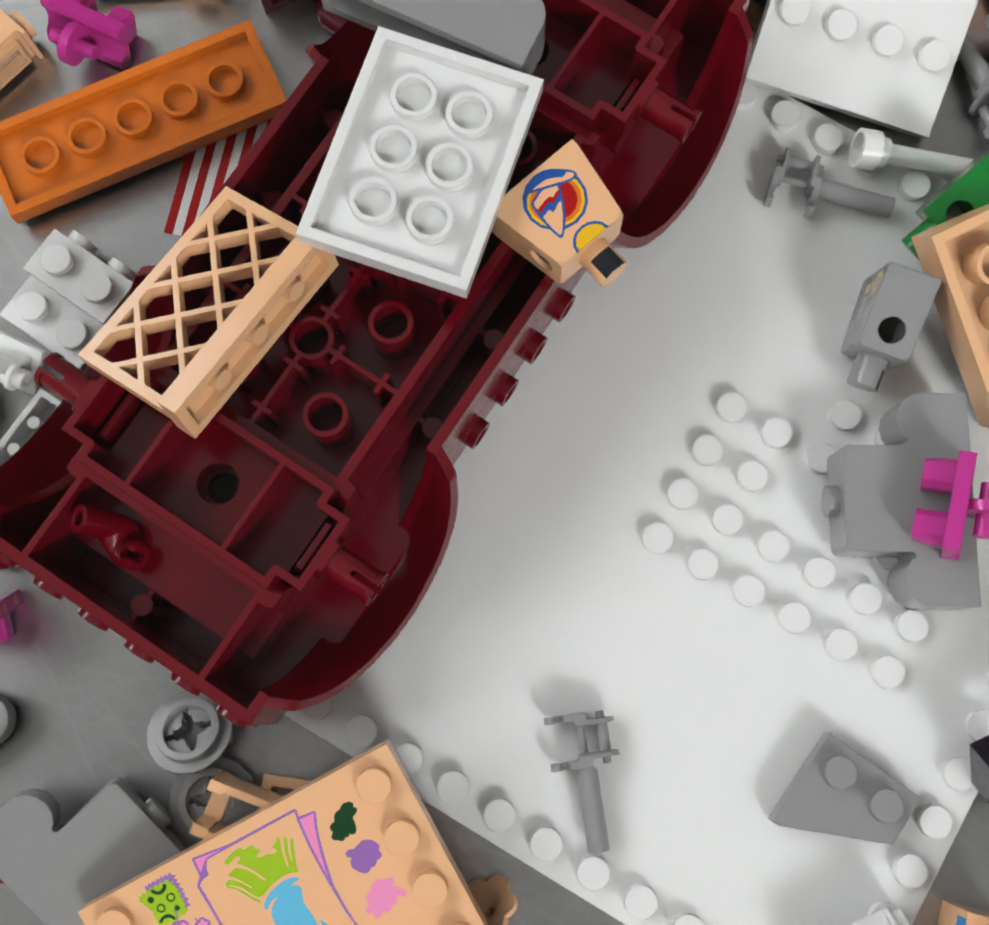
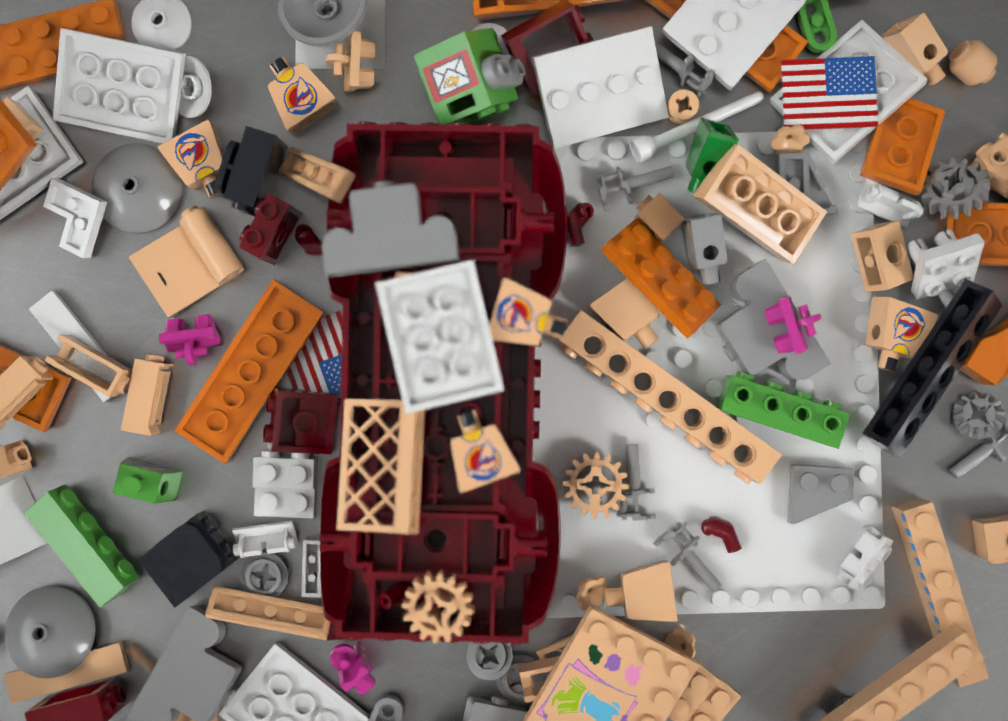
camera: 30 degrees left, 10 degrees up
(124, 568) = (450, 600): none -> light nougat gear
(144, 213) = (300, 421): none -> dark red plate
(368, 379) = (480, 454): none -> light nougat torso
(407, 730) = (591, 592): none -> light nougat plant
(484, 784) = (645, 593): none -> light nougat torso
(523, 553) = (596, 471): none -> light nougat gear
(568, 612) = (635, 486): none -> light grey piece
(663, 765) = (722, 529): none -> dark red arm
(715, 194) = (576, 220): none -> dark red arm
(715, 351) = (627, 313): none -> light nougat torso
(791, 677) = (760, 455): none -> light nougat brick
(793, 331) = (661, 277): none -> orange plate
(837, 253) = (658, 216): none -> medium nougat brick
(864, 639) = (782, 410): none -> bright green brick
(964, 118) = (678, 112): none -> light nougat wheel

